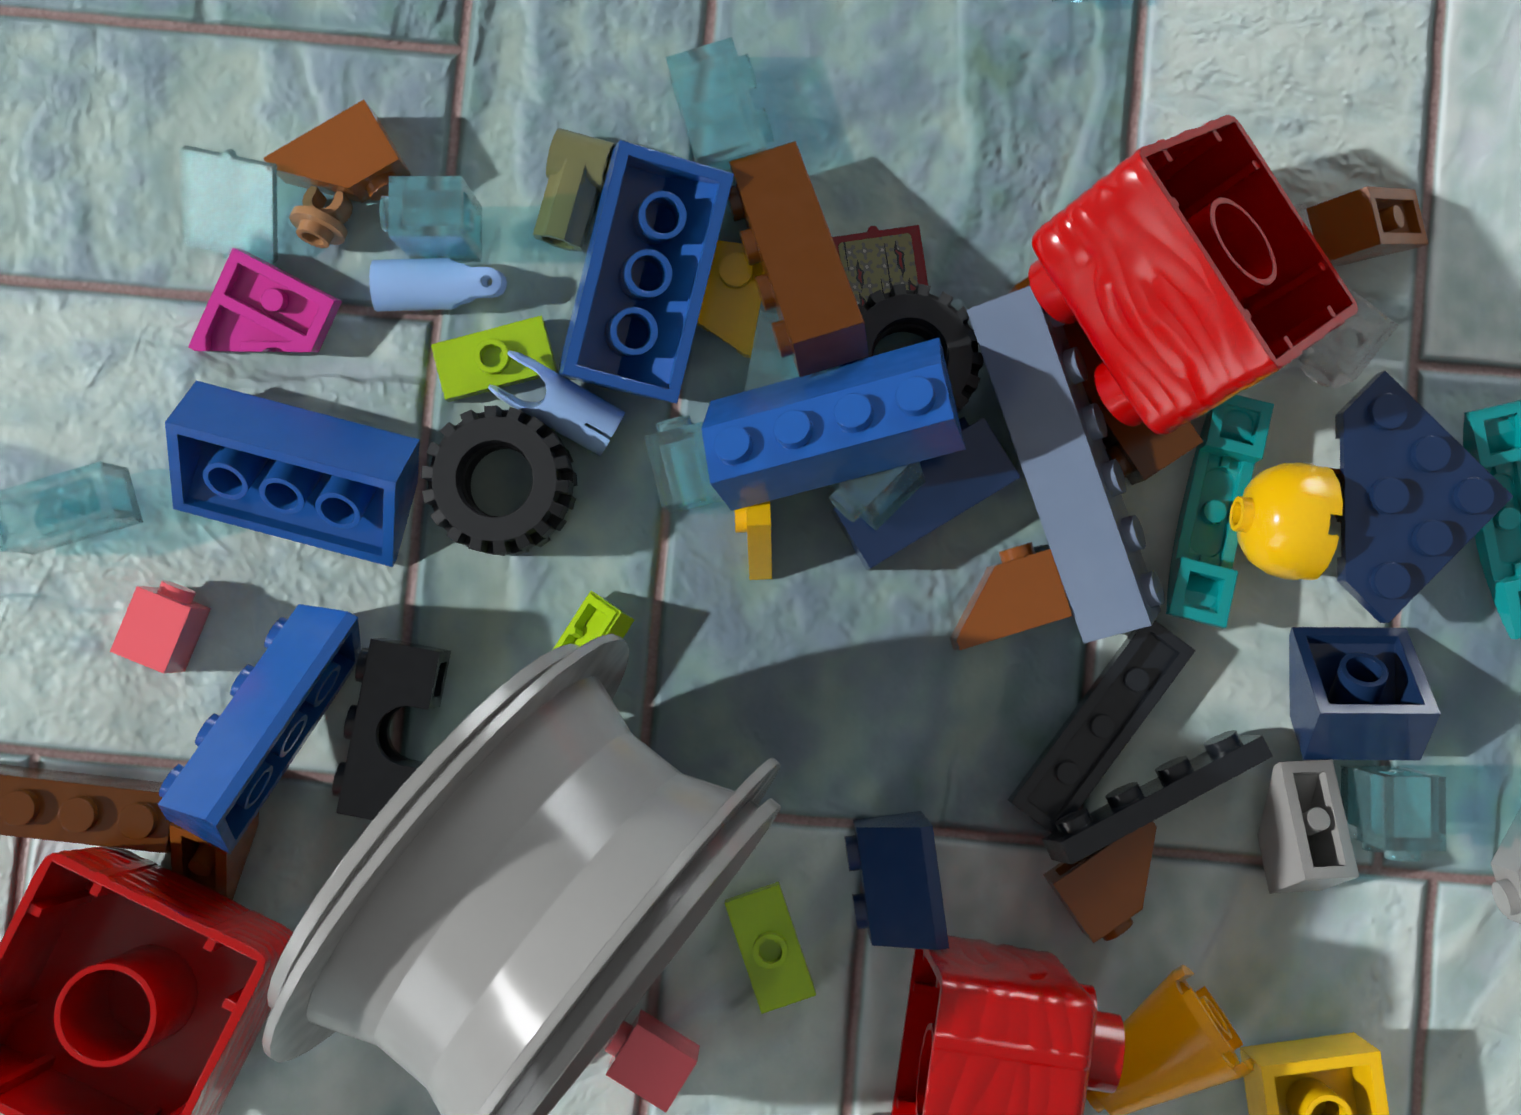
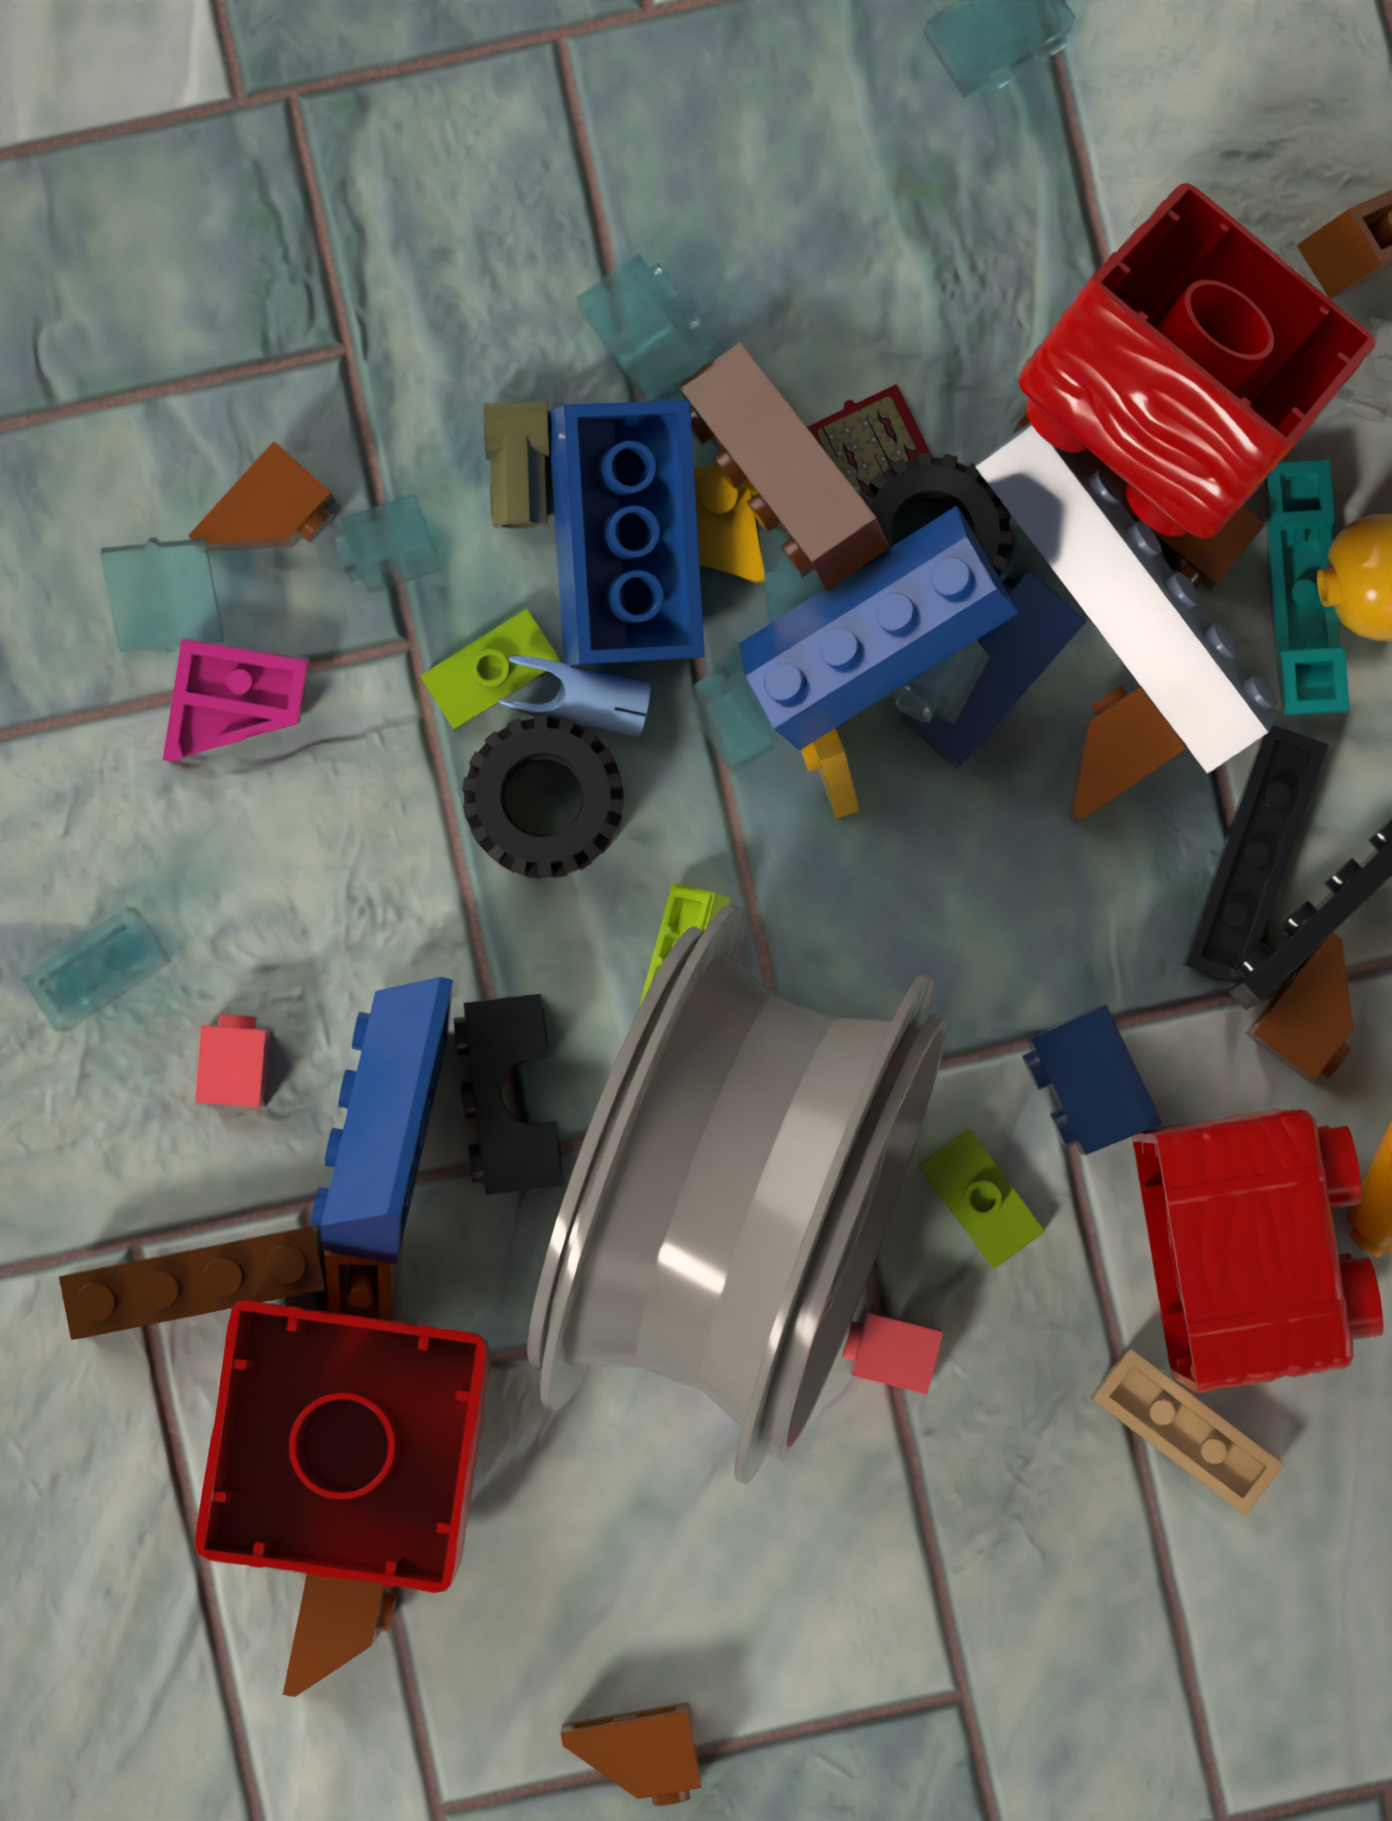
camera: 20 degrees left, 0 degrees up
(291, 472) = (319, 858): blue slope -> none
(318, 224) = (264, 586): medium nougat plate -> none
(430, 284) = (399, 611): light blue piece -> none

